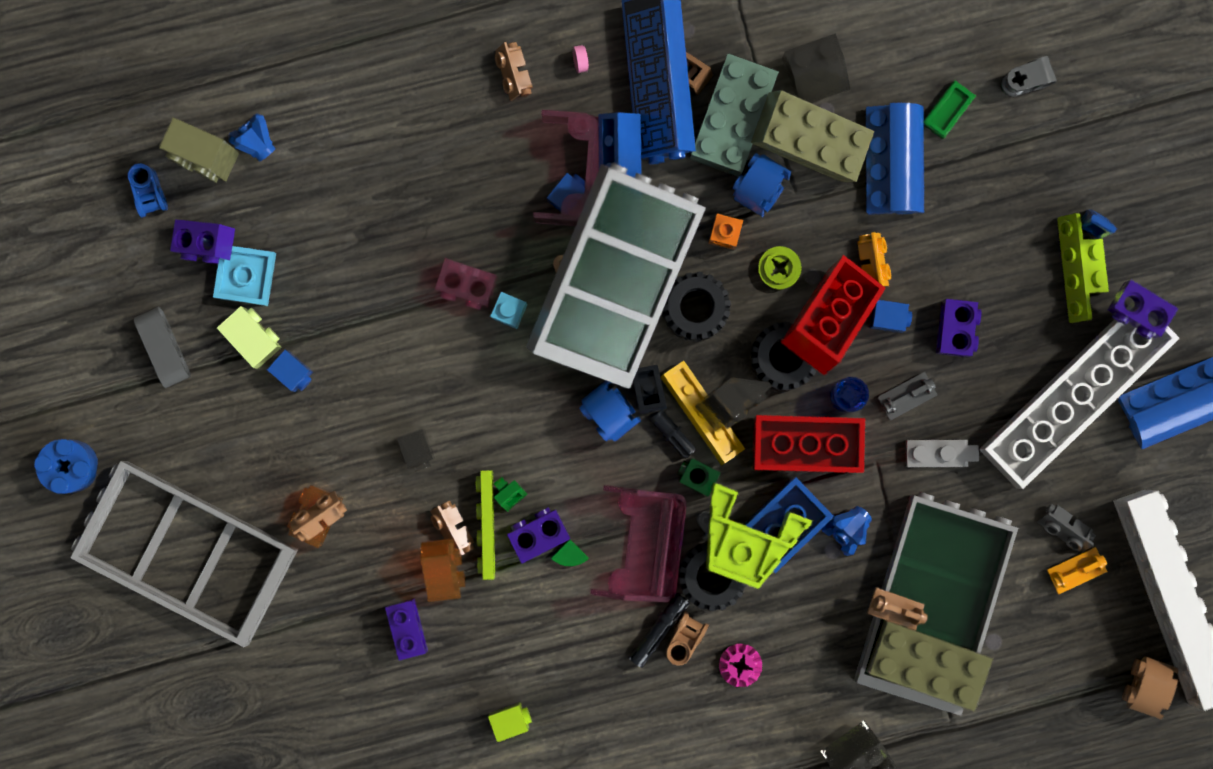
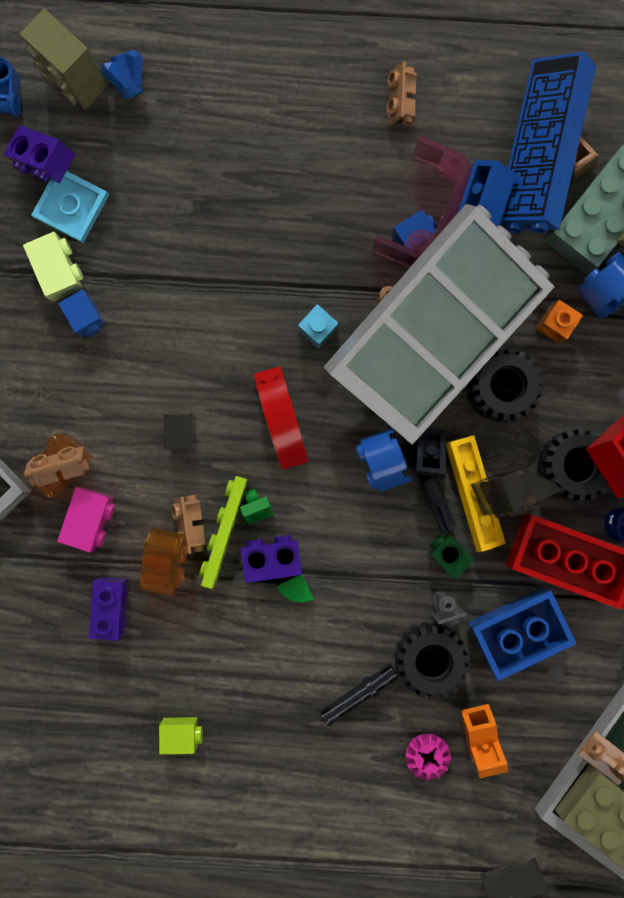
camera: 15 degrees right, 0 degrees up
(359, 556) = (86, 519): none -> dark pink brick
(468, 277) = (289, 281): clear pink brick -> none
(503, 404) = (280, 418): none -> red arch
(580, 59) = (471, 105): bright pink tile -> none
(652, 546) = (378, 611): clear pink windscreen -> none
(686, 638) = (383, 712): medium nougat piece -> none
(741, 550) = (473, 648): lime wing -> none
(779, 255) = (610, 382): lime gear -> none
(783, 631) = (483, 741): none -> orange brick
(849, 529) = (584, 660): blue rock -> none

